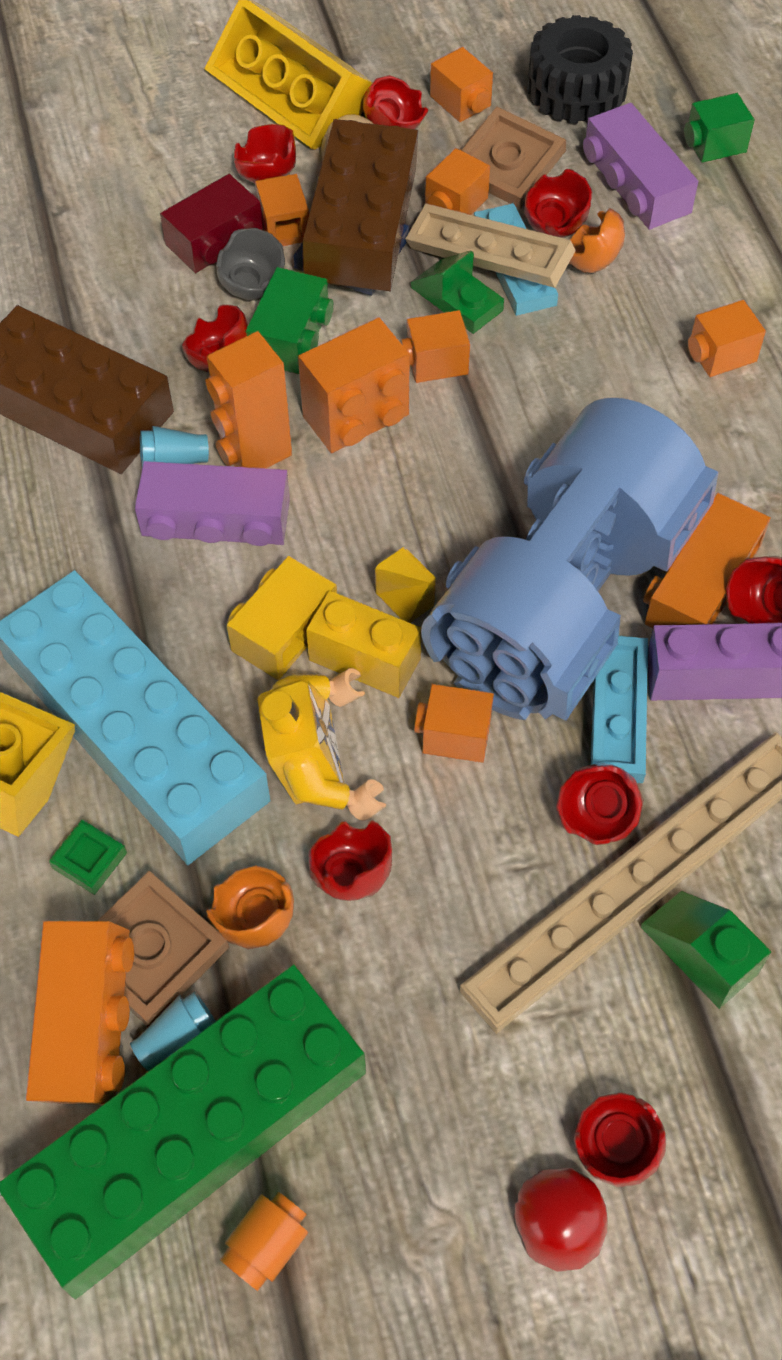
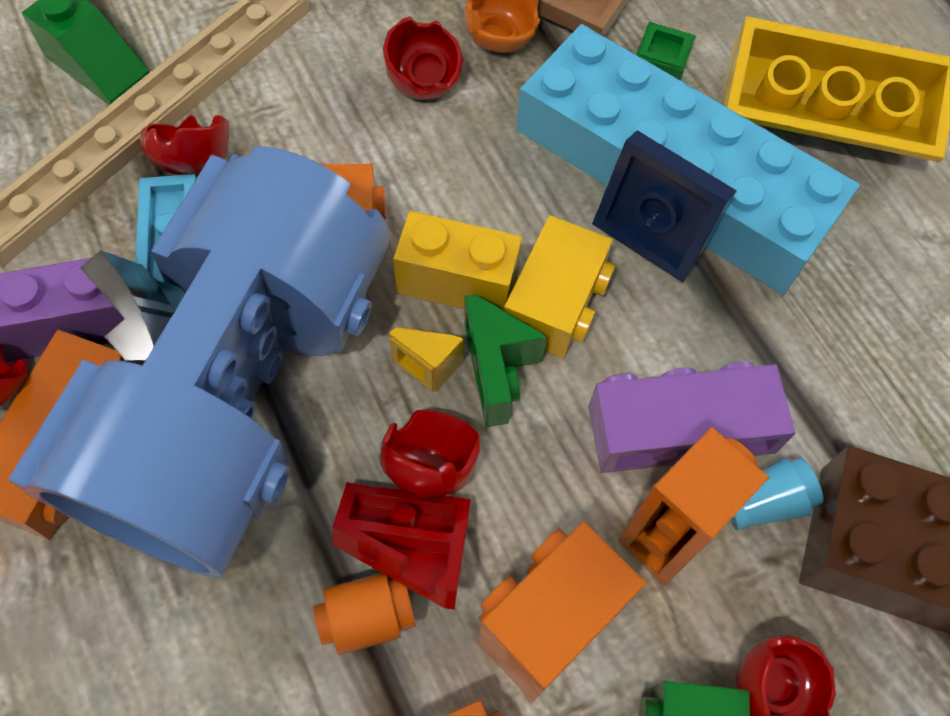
camera: 165 degrees right, 5 degrees up
(170, 646) = (662, 205): none -> dark blue plate
(304, 744) = (494, 142): yellow torso -> none
(351, 567) = (496, 347): none -> green slope
(418, 503) = (430, 454): none -> red hair
(445, 458) = (405, 537): none -> red wing
(483, 425) = (363, 613): none -> orange brick
(636, 591) = (136, 298): none -> slope

